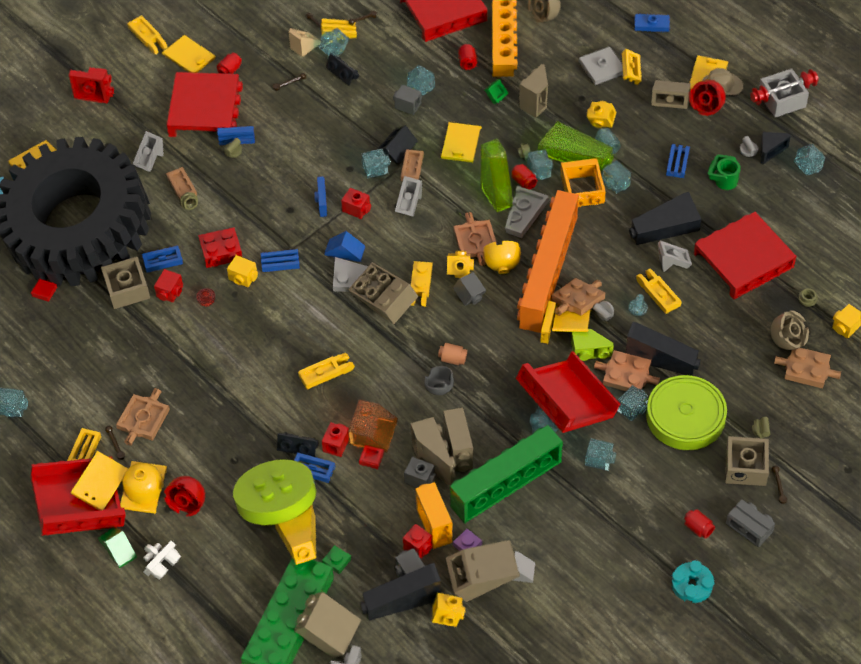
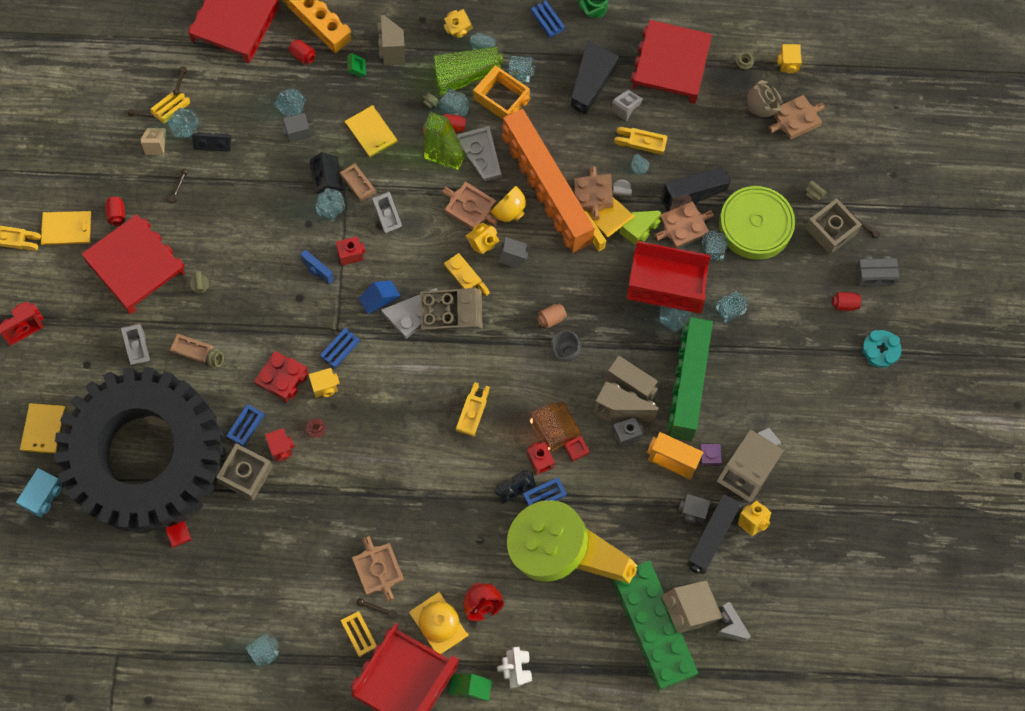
camera: 50 degrees left, 15 degrees up
(99, 481) = (409, 650): yellow container -> none
(245, 134) = (186, 273): blue tile -> none
(337, 559) = (636, 549): green plate -> none
(419, 540) = (681, 485): red brick -> none

